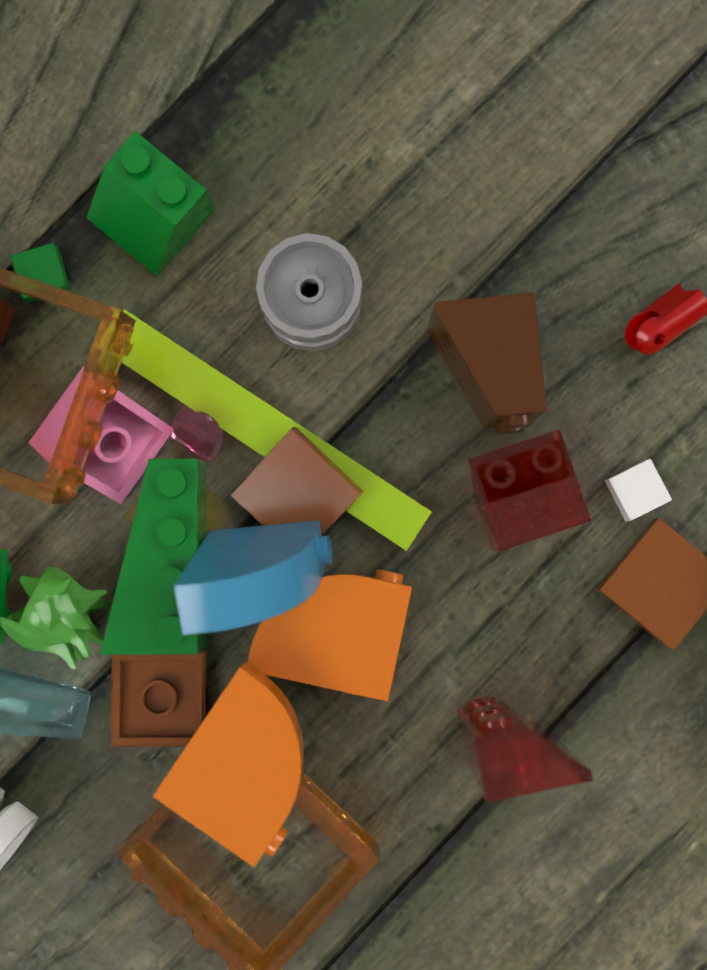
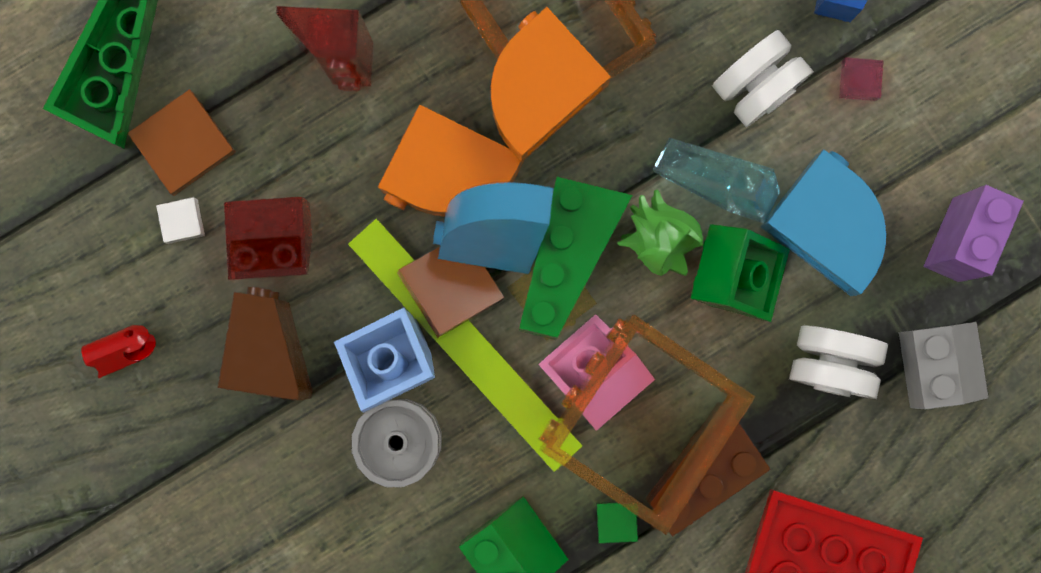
camera: 170 degrees left, 0 degrees up
(158, 699) = (601, 151): dark orange tile -> none
(198, 432) = (517, 353): clear pink plate -> none
(345, 381) = (386, 359): none -> light blue slope

